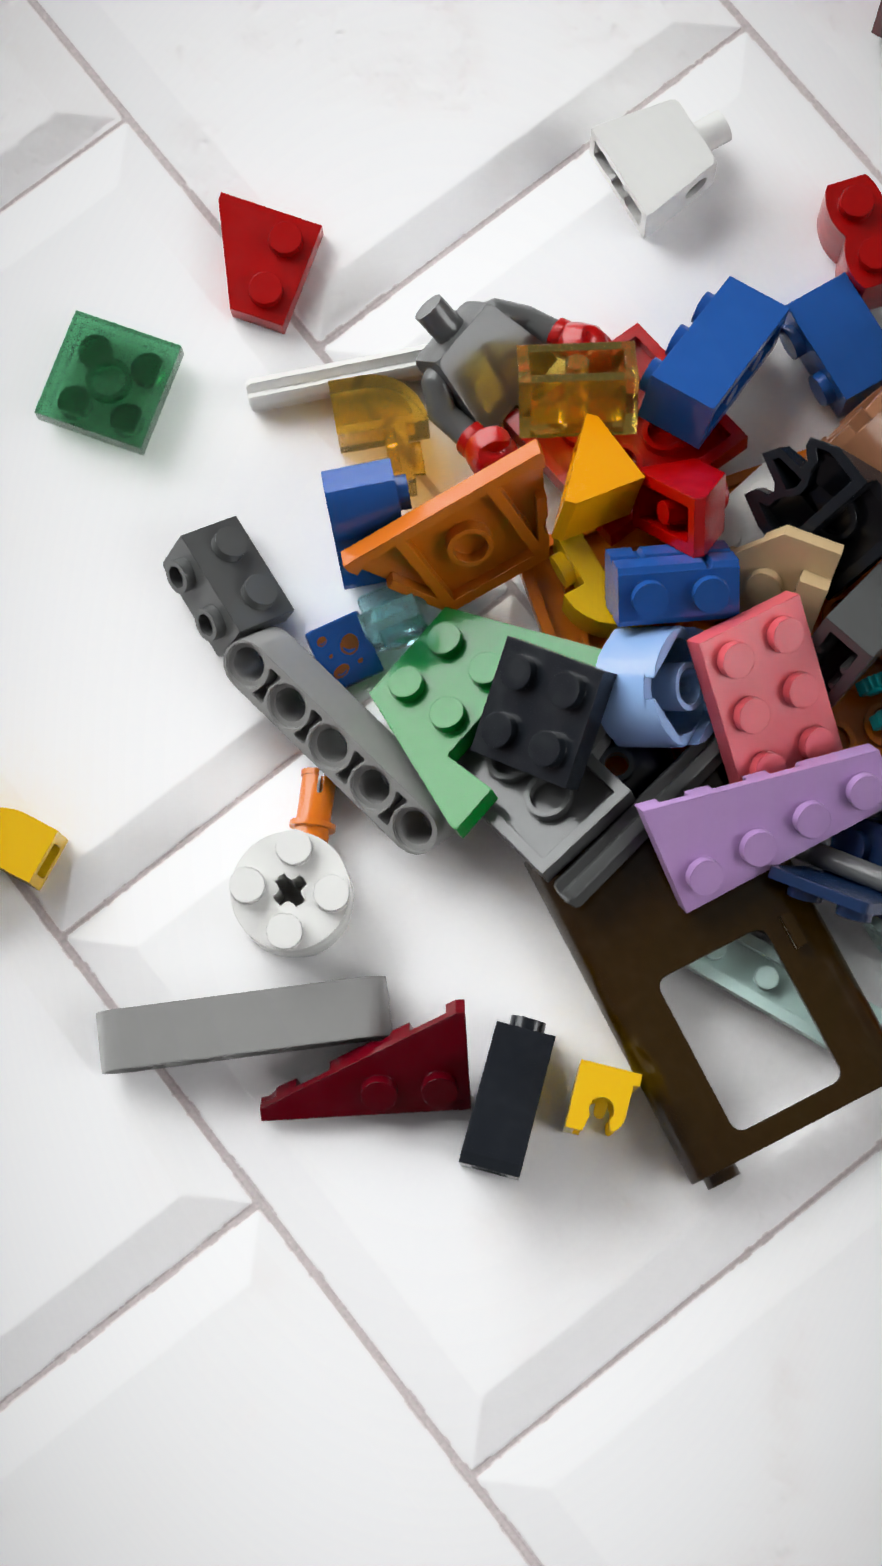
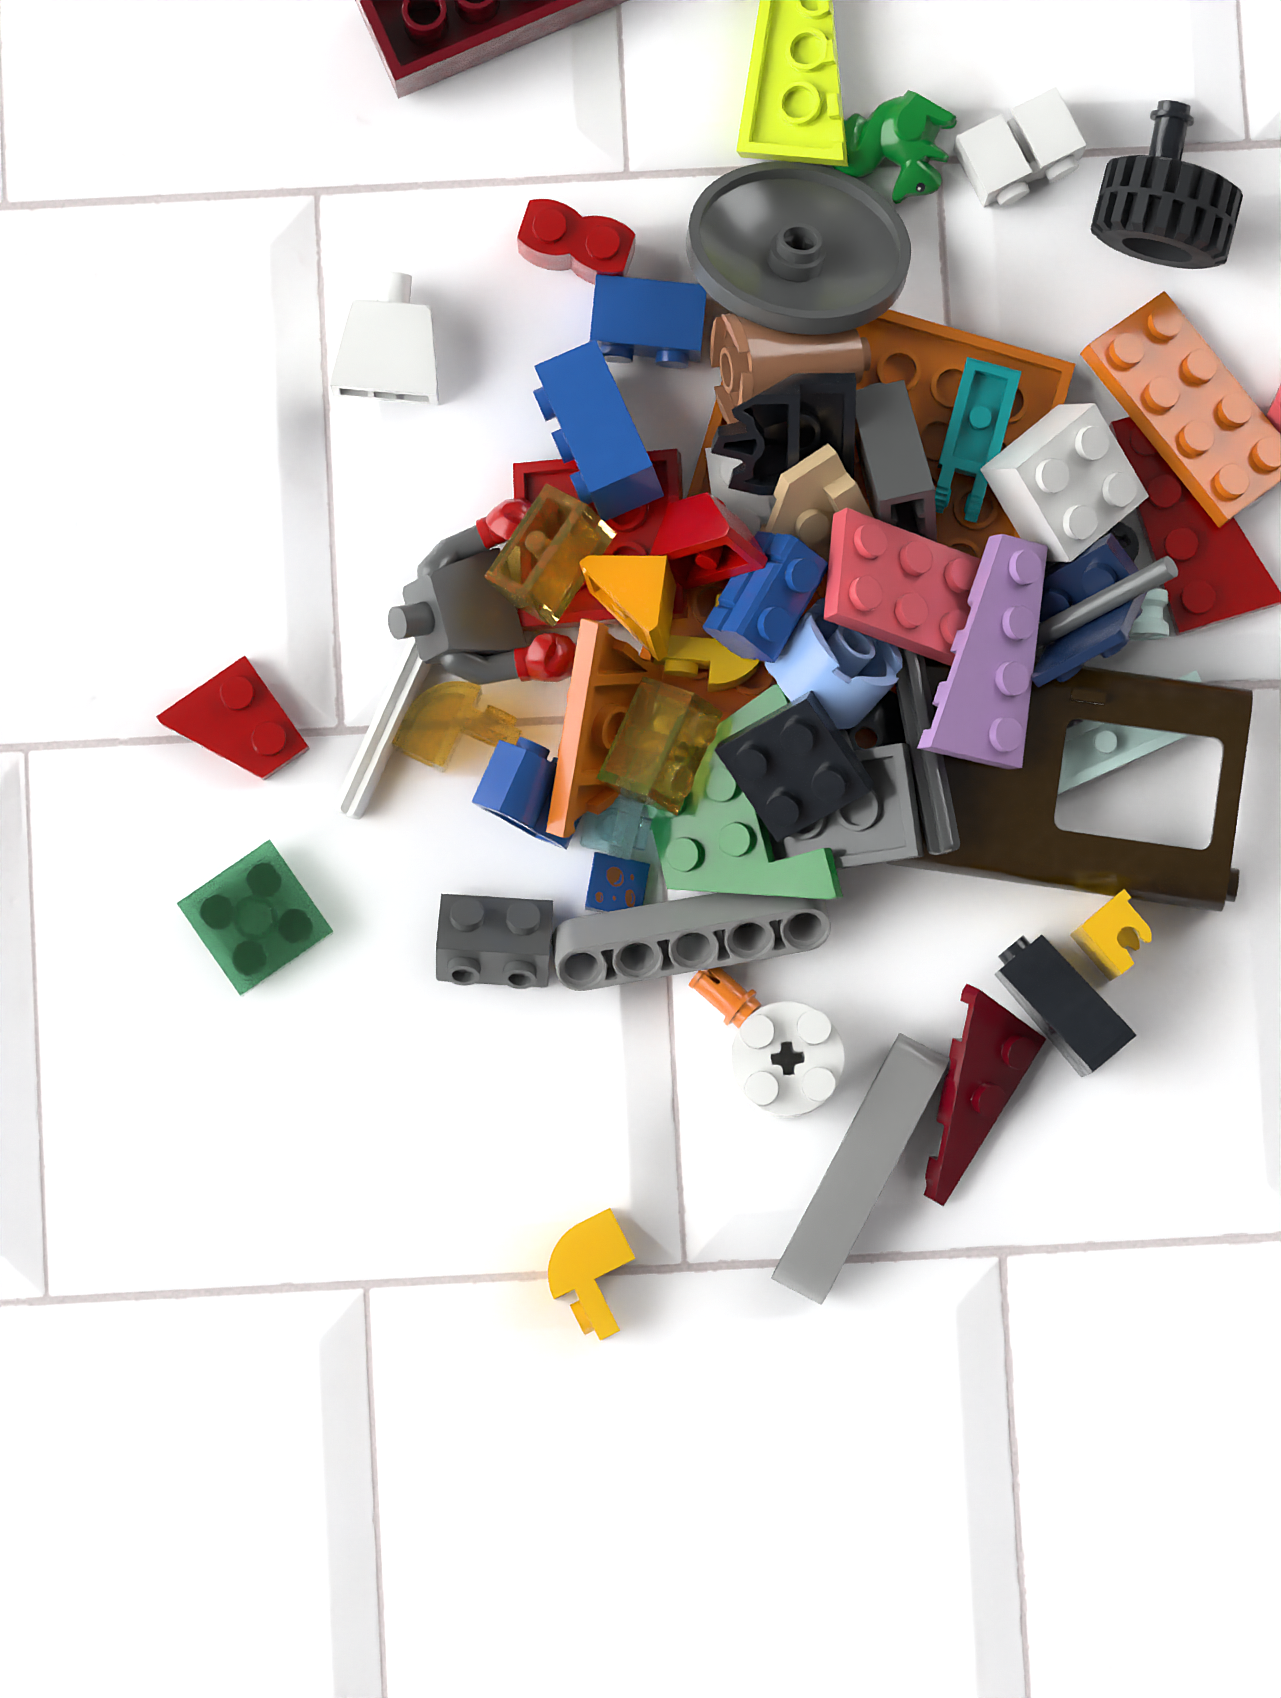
camera: 65 degrees left, 5 degrees up
(482, 594) = (660, 745): none -> clear yellow brick

